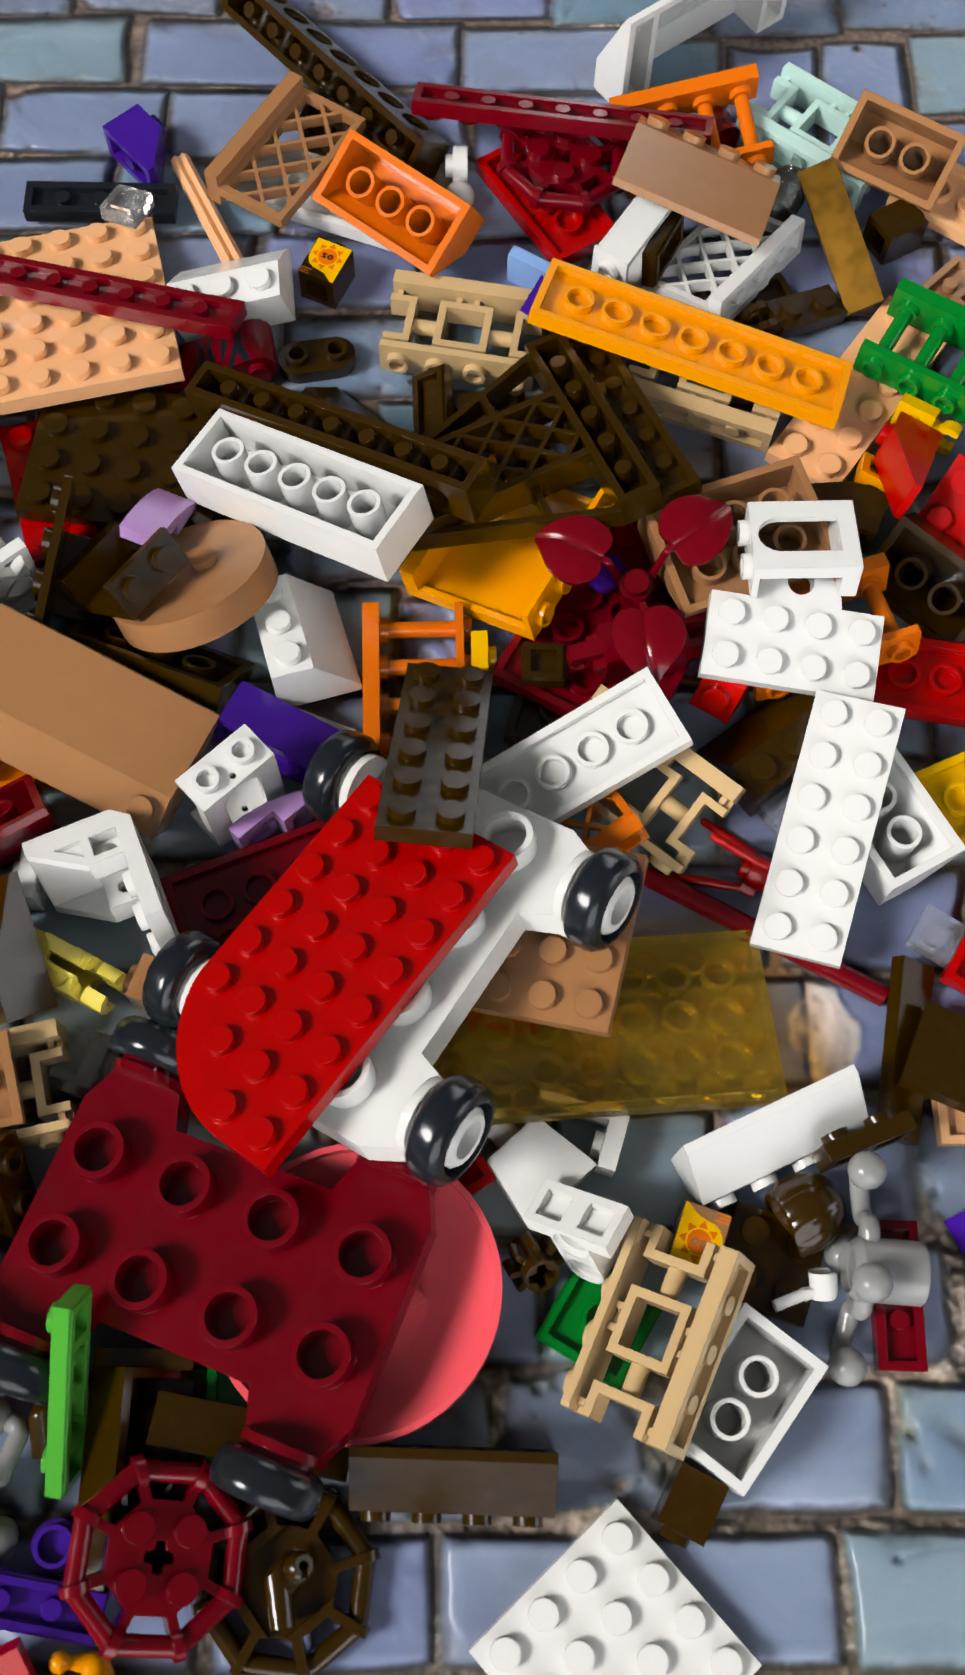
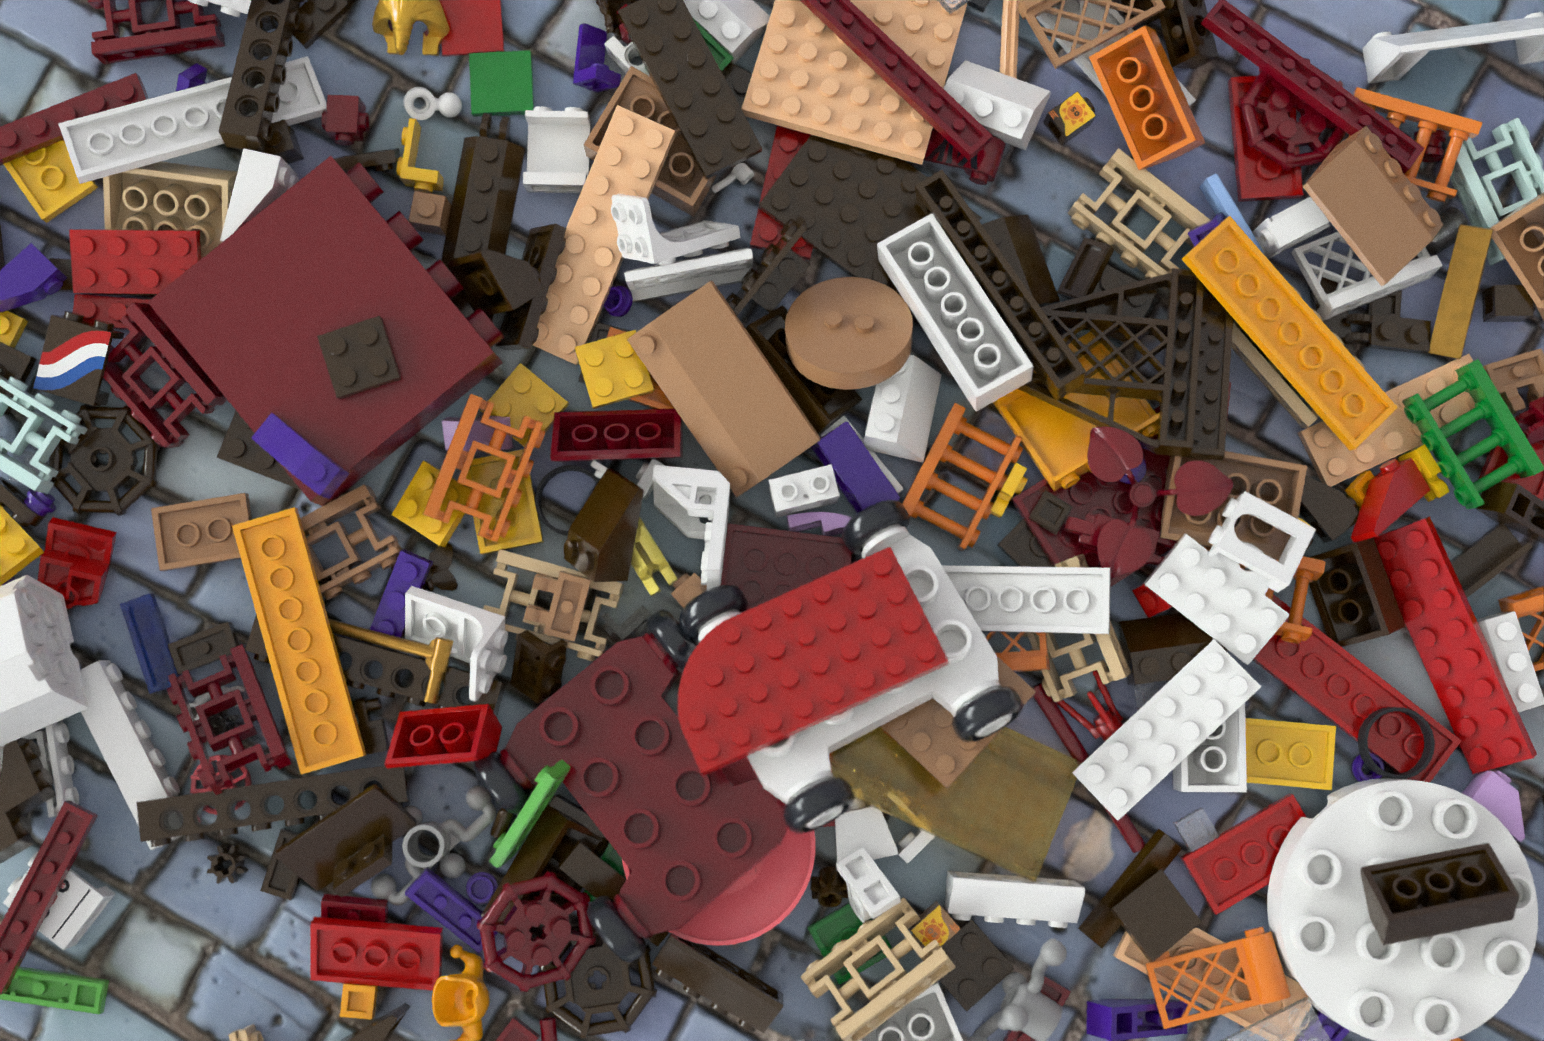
camera: 30 degrees right, 15 degrees up
(119, 578) = (806, 305): dark brown panel -> none
(154, 511) = (850, 270): lavender slope -> none
(282, 1583) = (595, 981): dark brown arm -> none
(316, 360) = (1025, 187): dark brown plate -> none
(436, 757) = (941, 555): dark brown plate -> none
(457, 168) = (1204, 97): white plate -> none
(661, 249) = (1313, 241): dark brown tile -> none
(808, 1209) = (1008, 950): dark brown hair -> none
(822, 1287) = (989, 997): white hand -> none
(879, 1132) = (1079, 932): dark brown plate -> none

